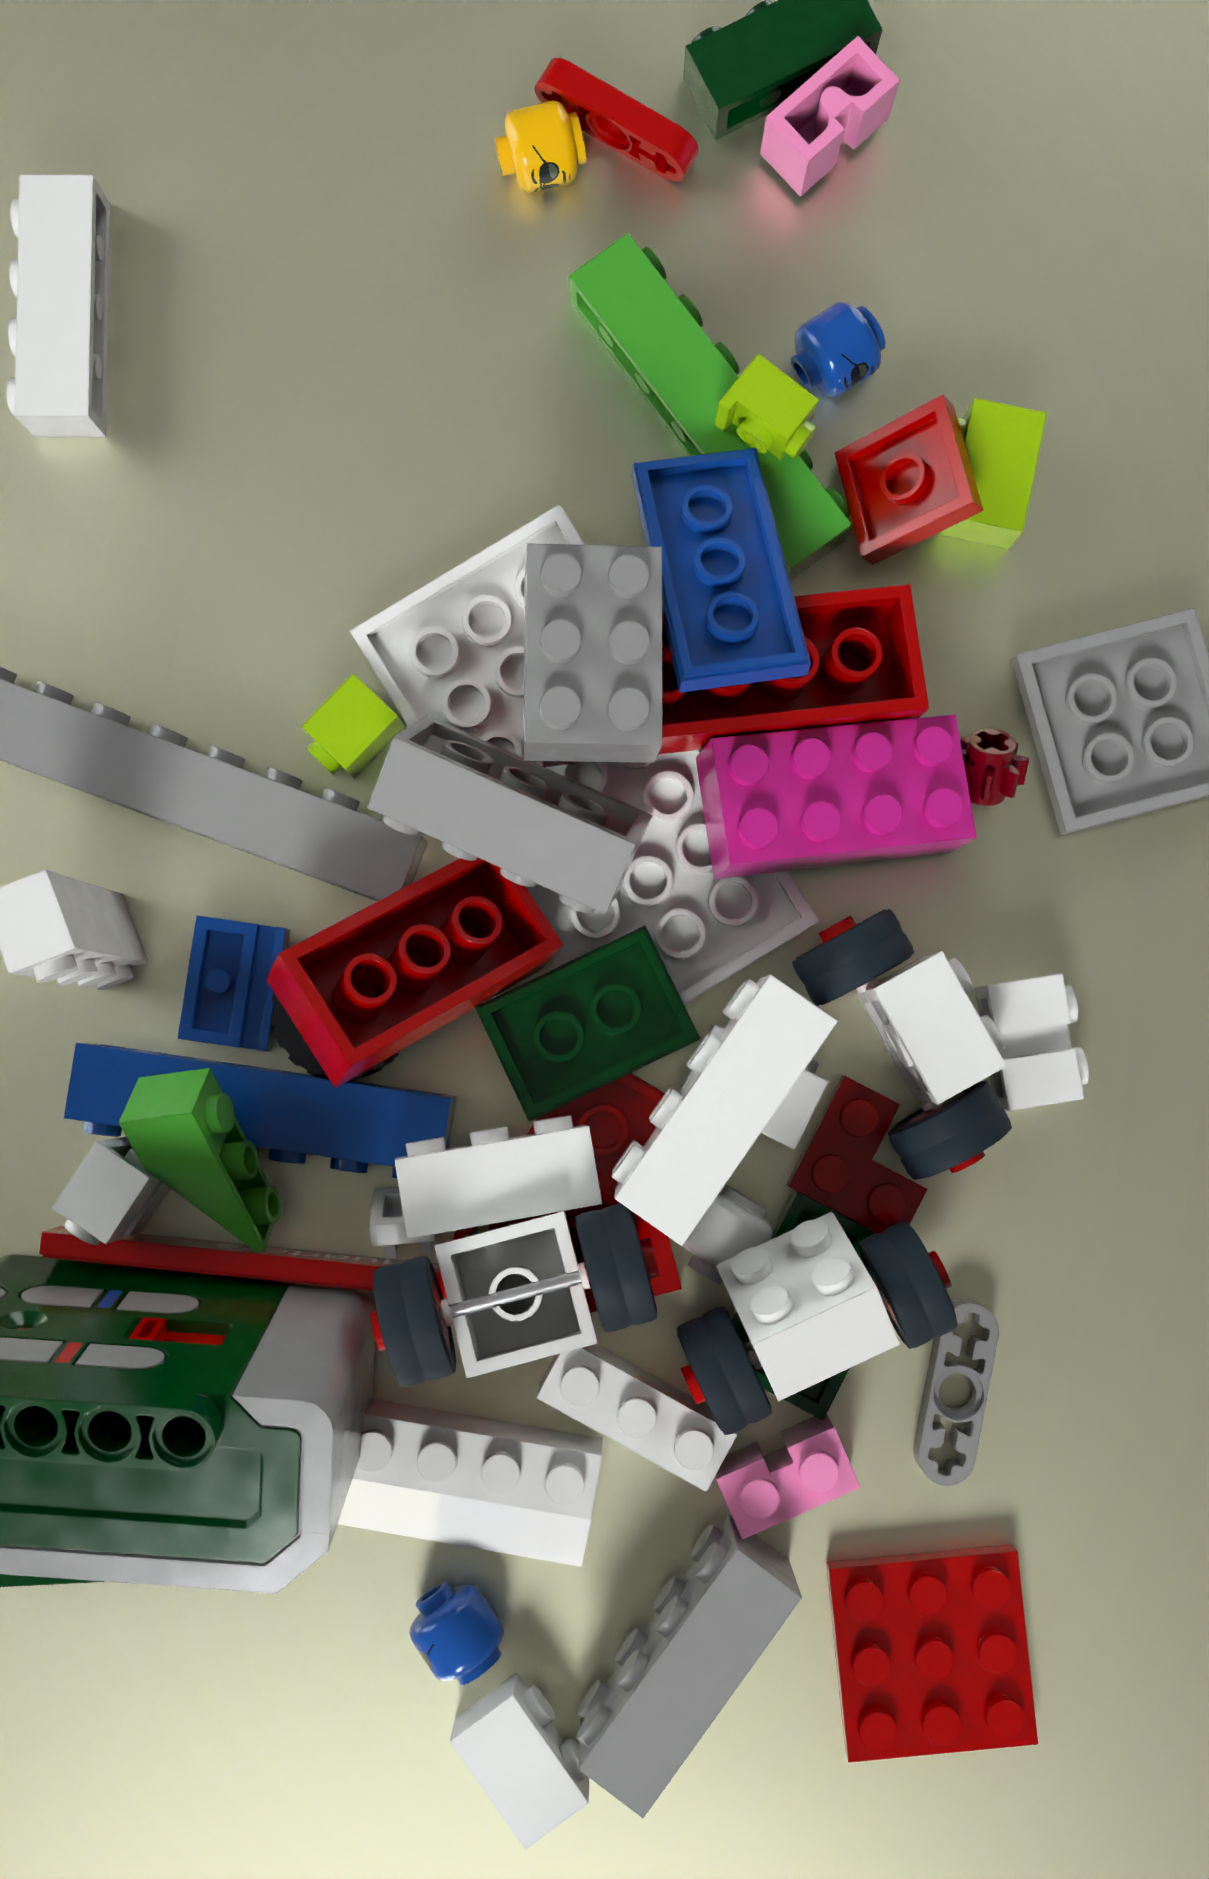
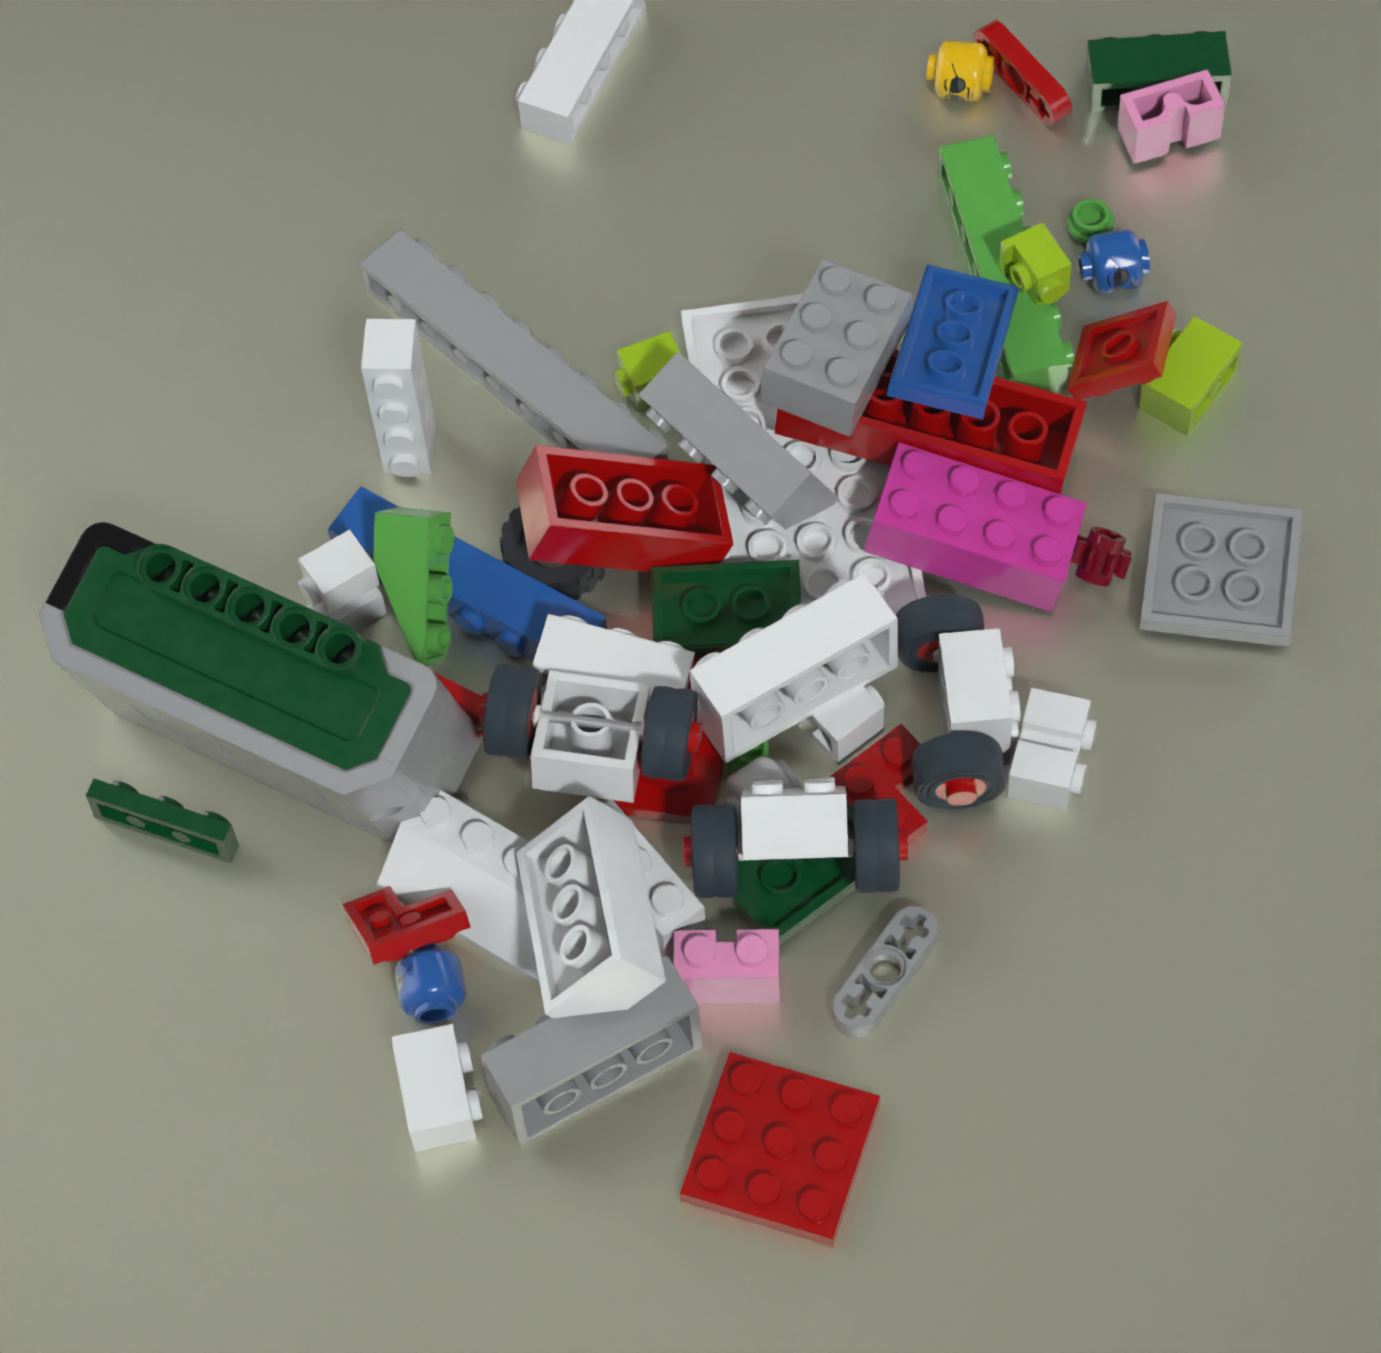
camera: 25 degrees right, 25 degrees down
(227, 983) = (483, 500): blue plate -> none
(394, 1603) = (392, 930): none -> red plate
(630, 1549) = (590, 913): none -> white slope
(783, 302) = (1088, 219): none -> bright green plate

